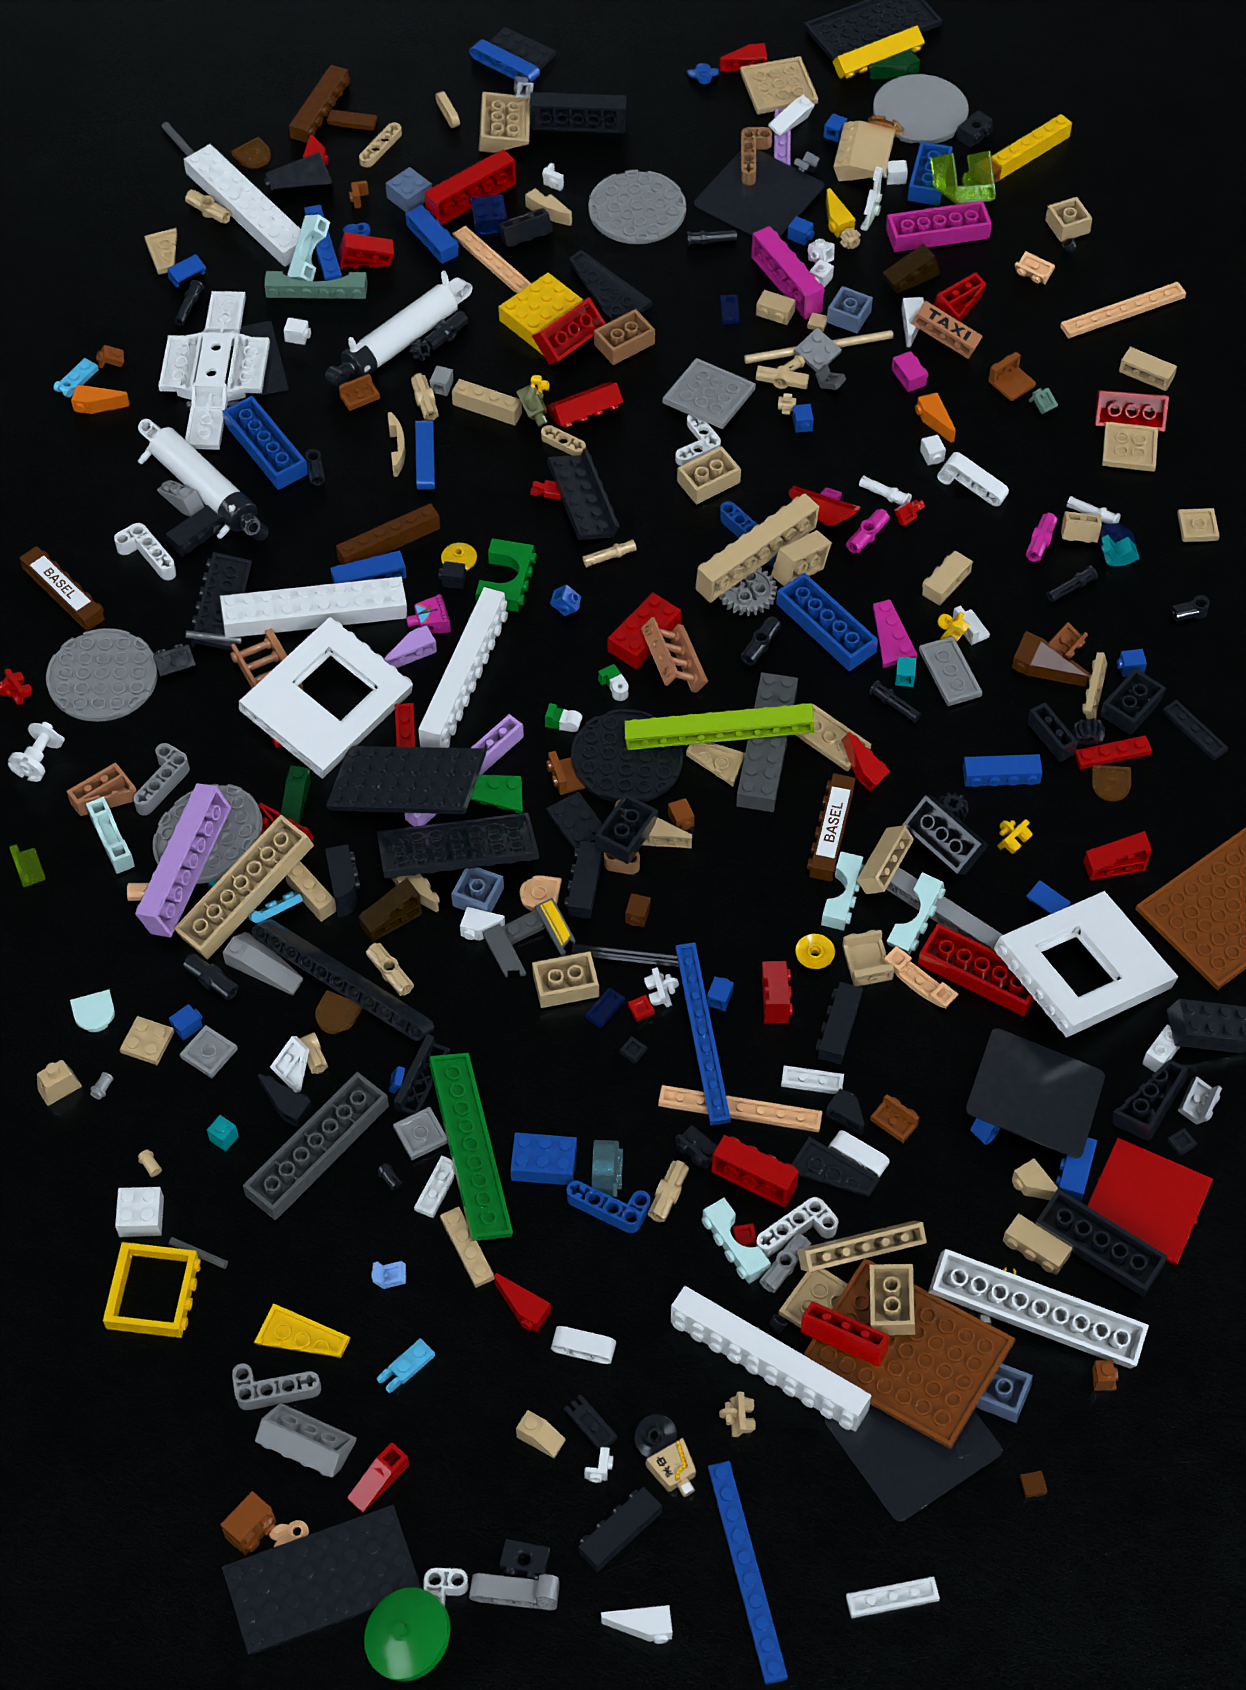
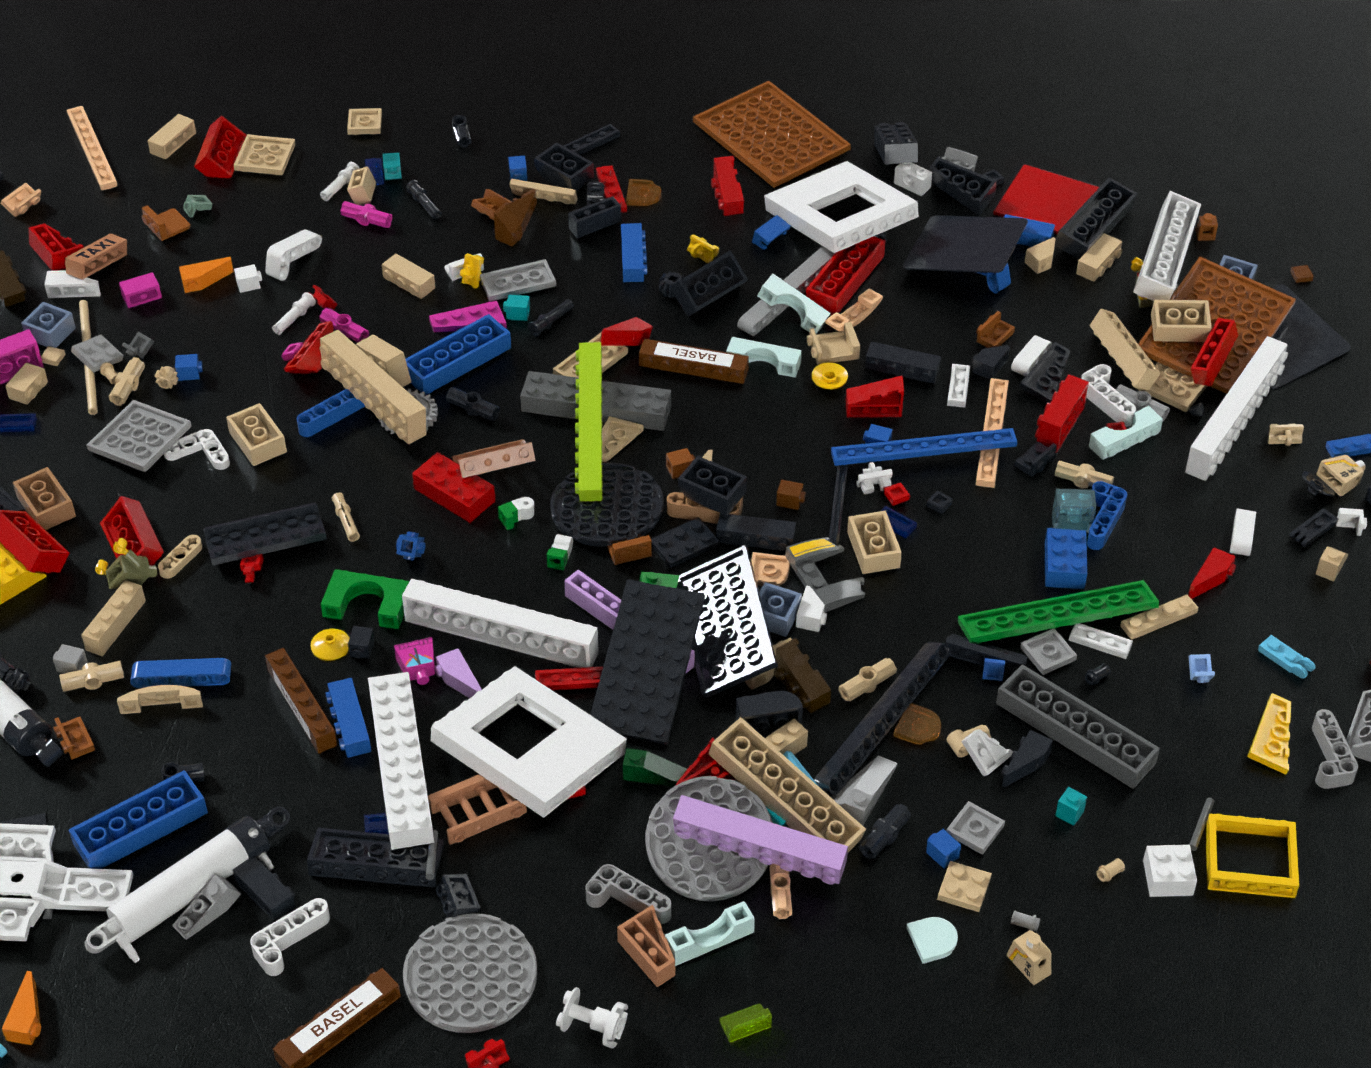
camera: 90 degrees left, 10 degrees down
(885, 859) = (735, 322): tan brick -> none

